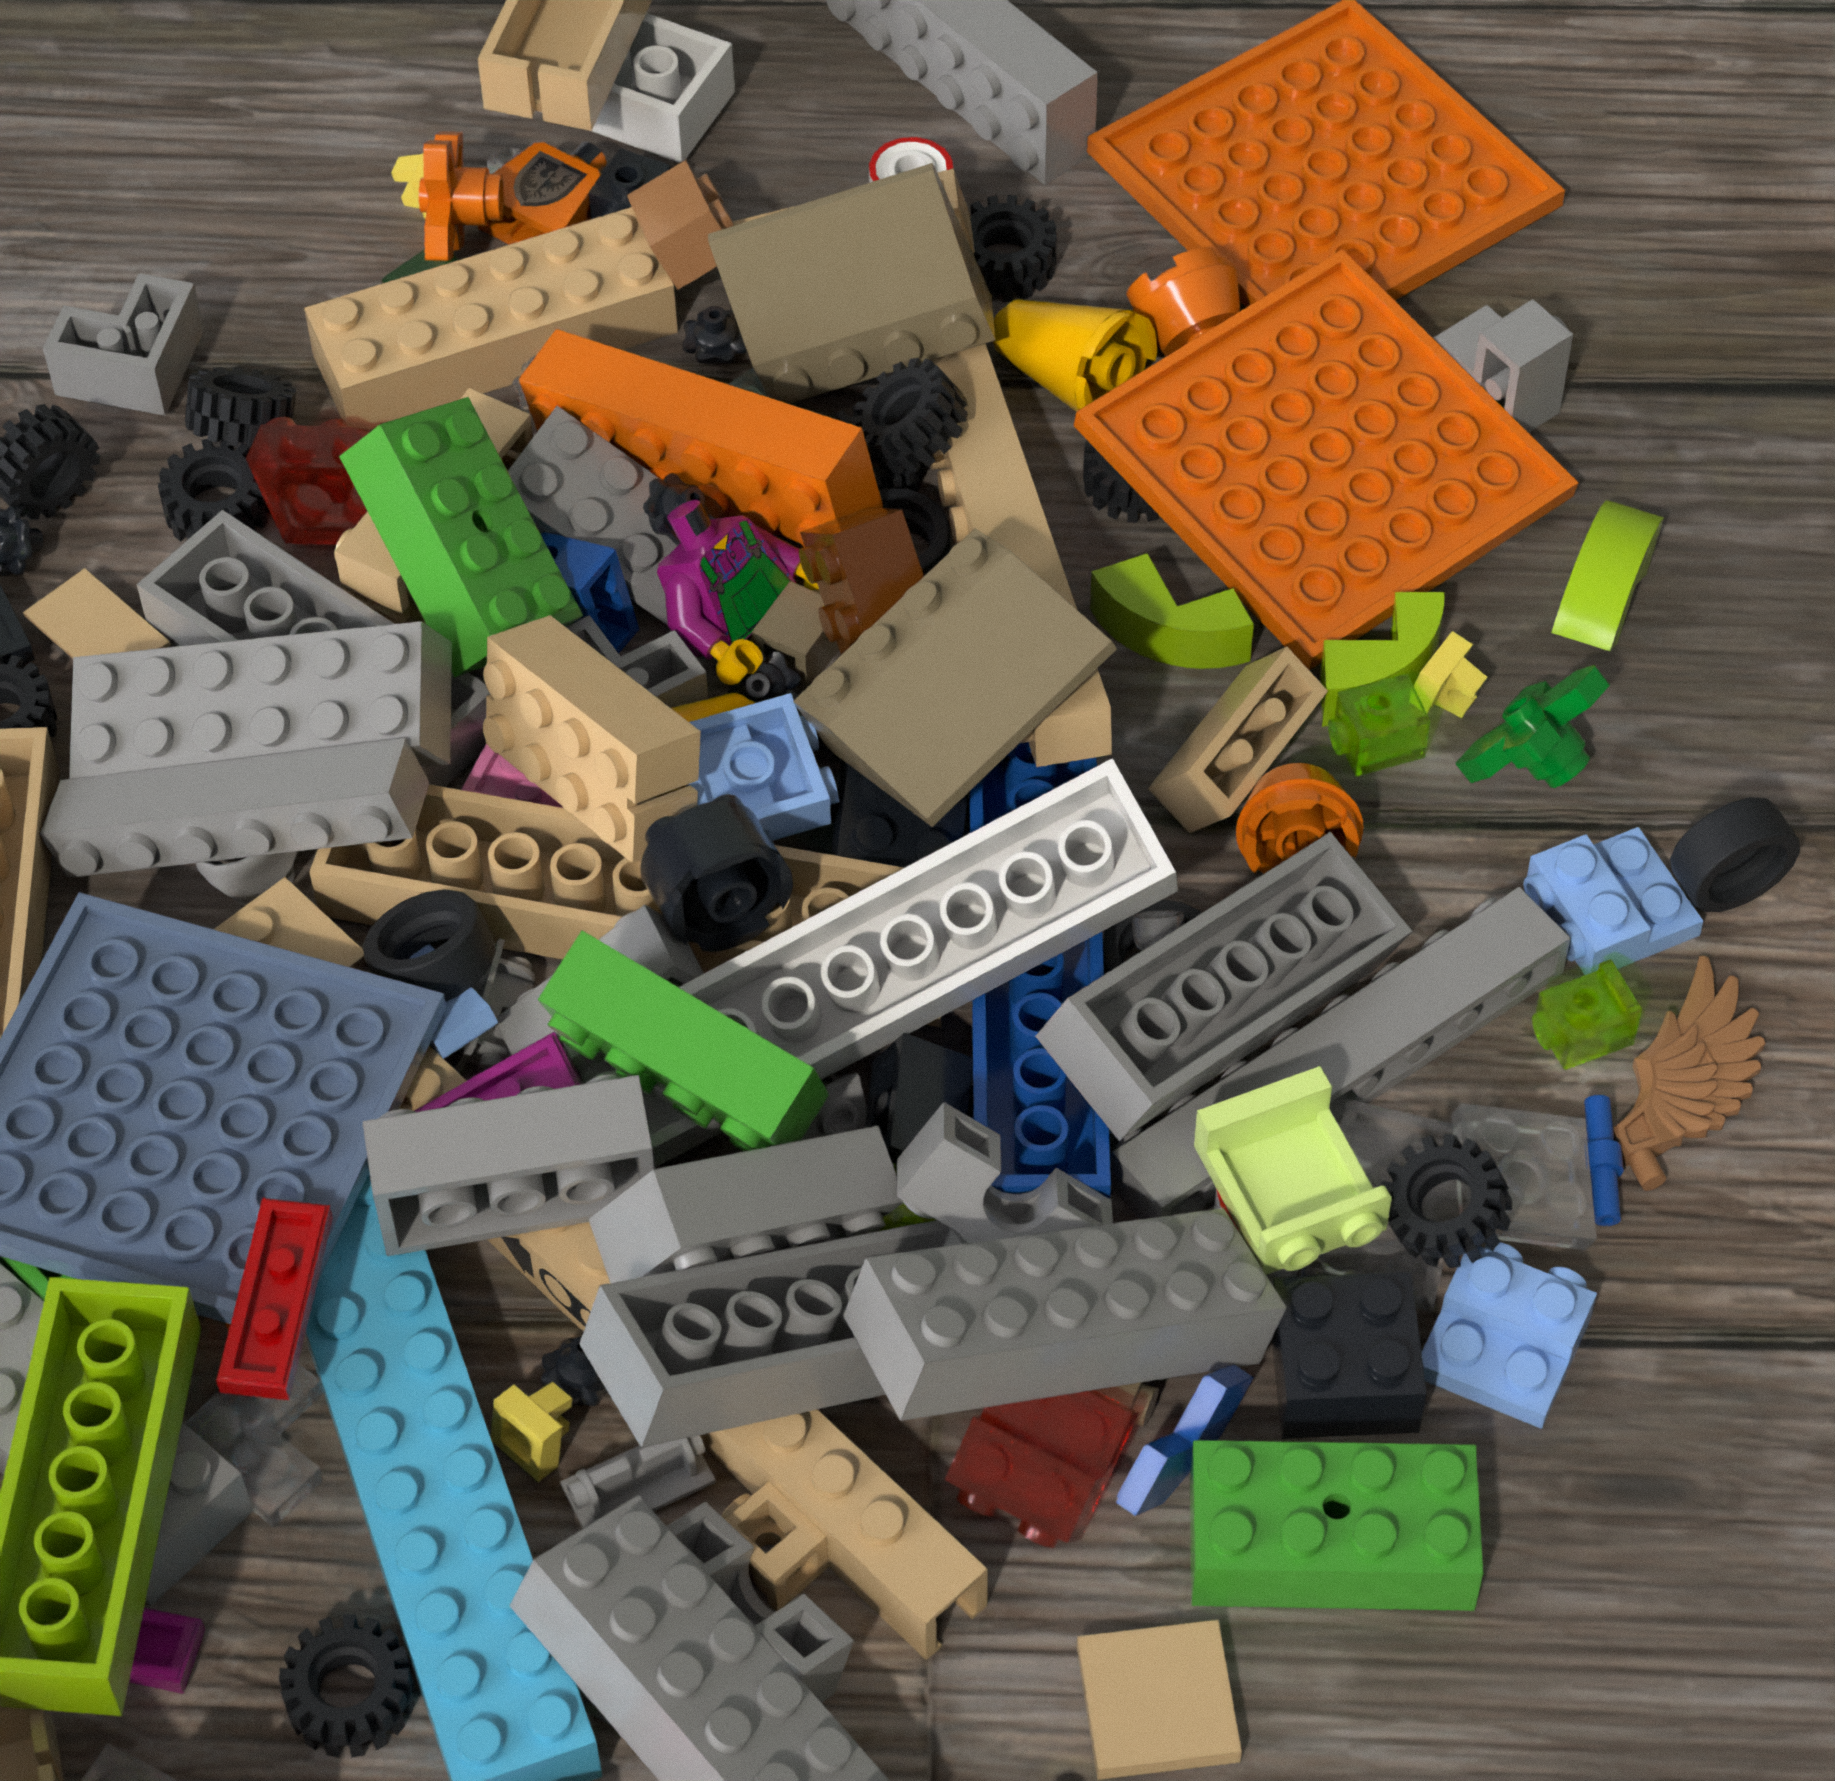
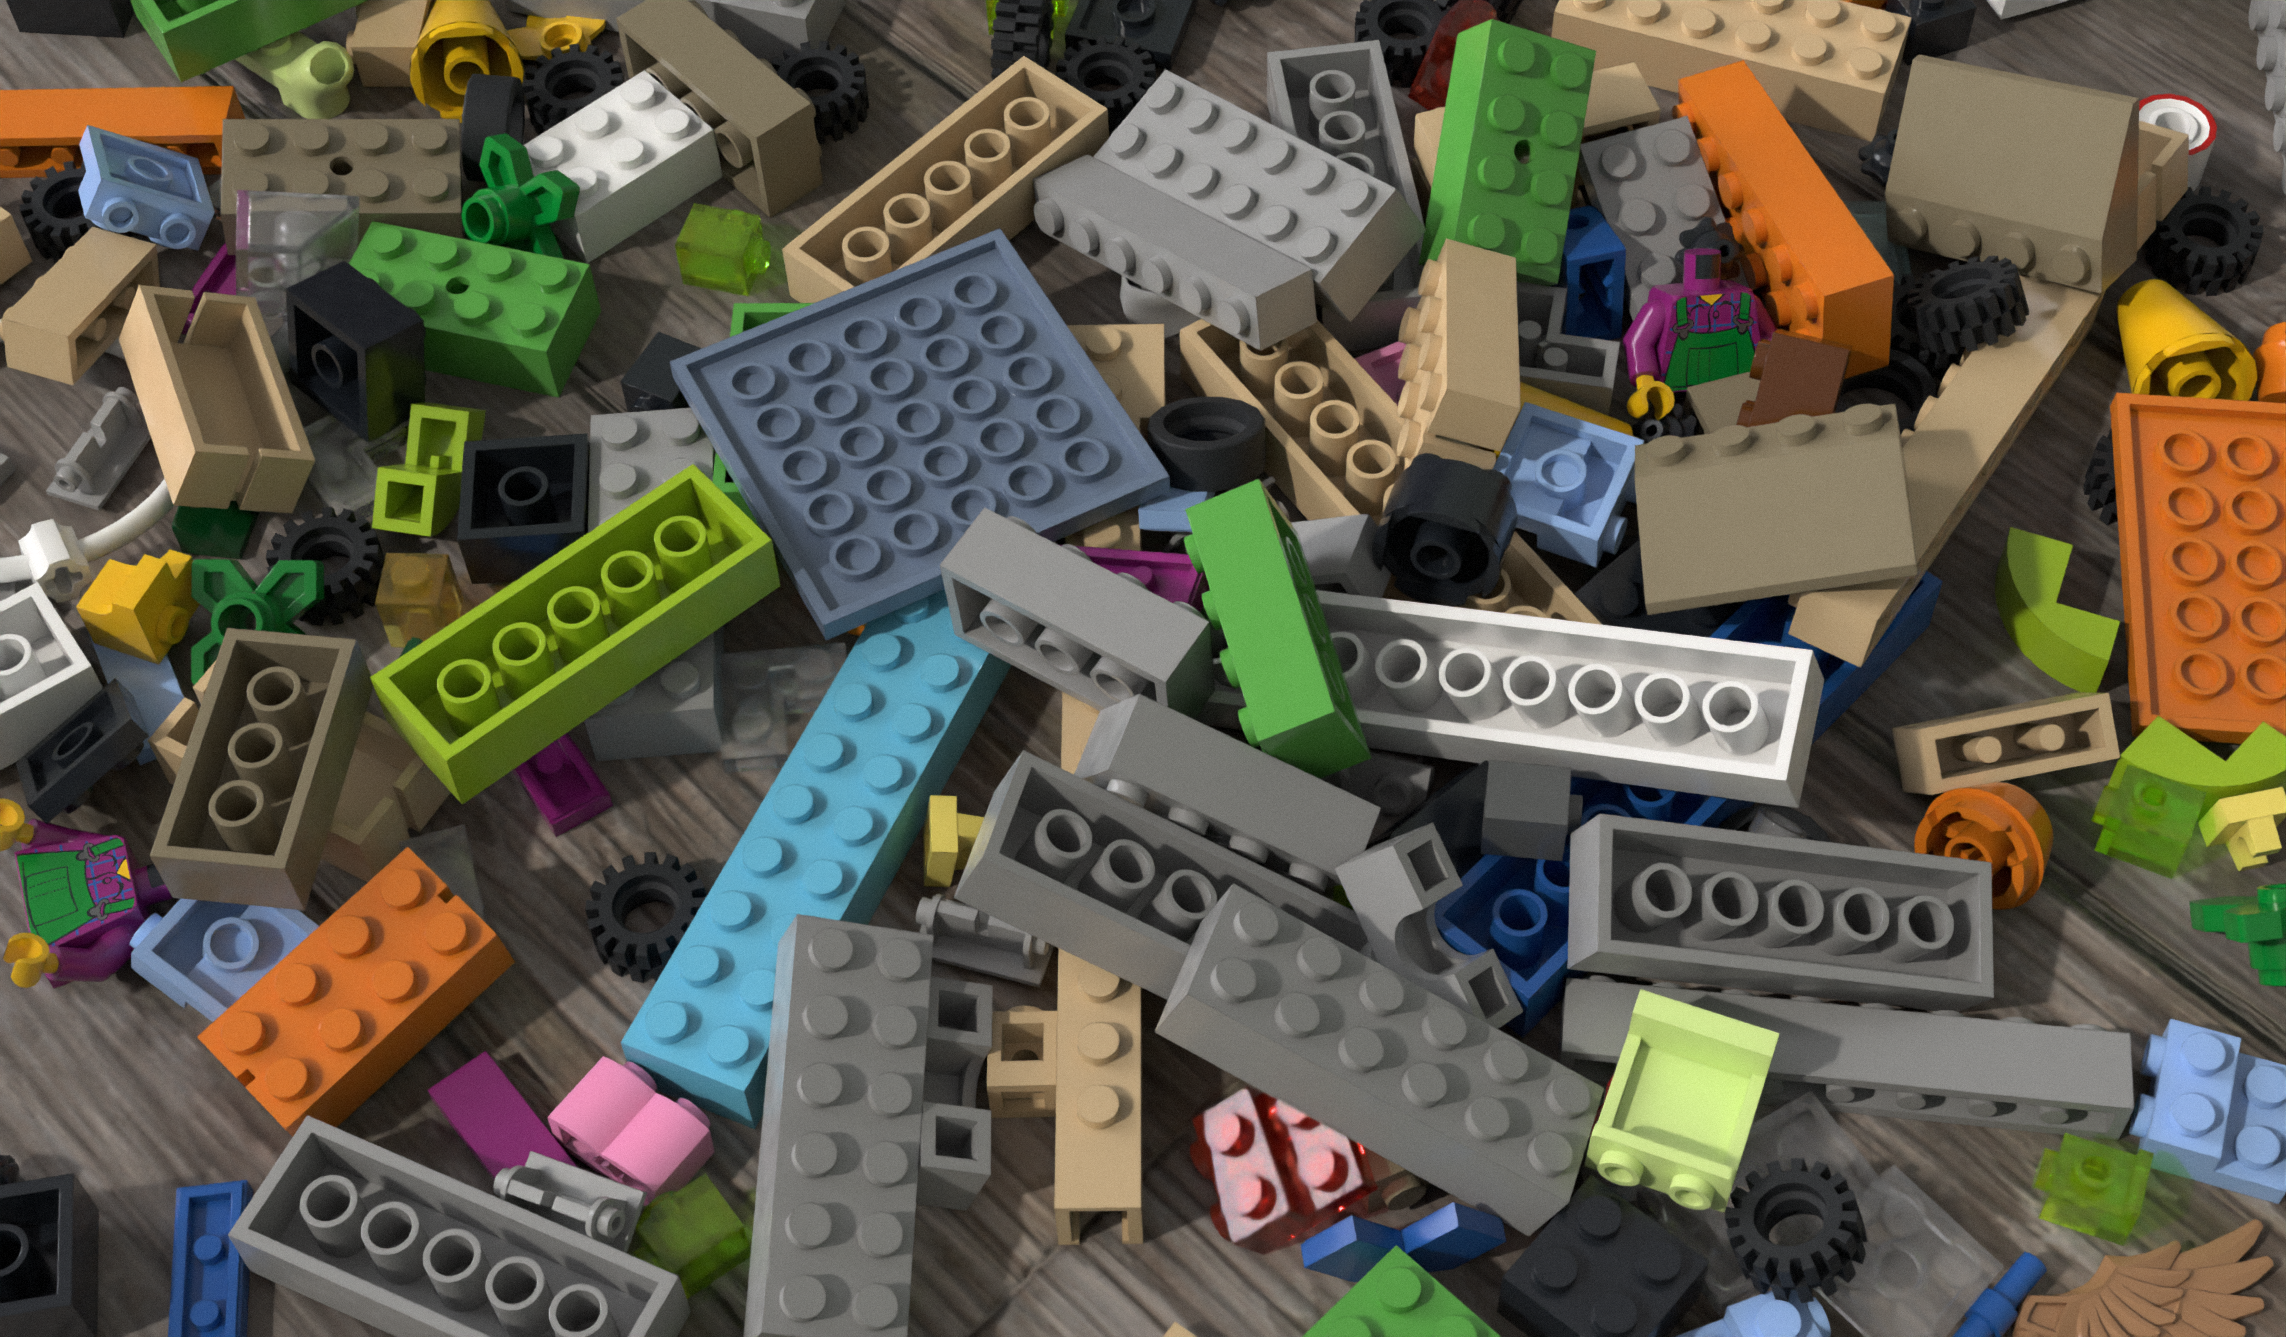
camera: 45 degrees right, 0 degrees up
(92, 620) = (1231, 66): tan piece -> none
(275, 1299) = (832, 598): red tile -> none
(676, 220) = (1935, 31): medium nougat brick -> none
(982, 1044) = (1528, 810): none -> dark grey brick

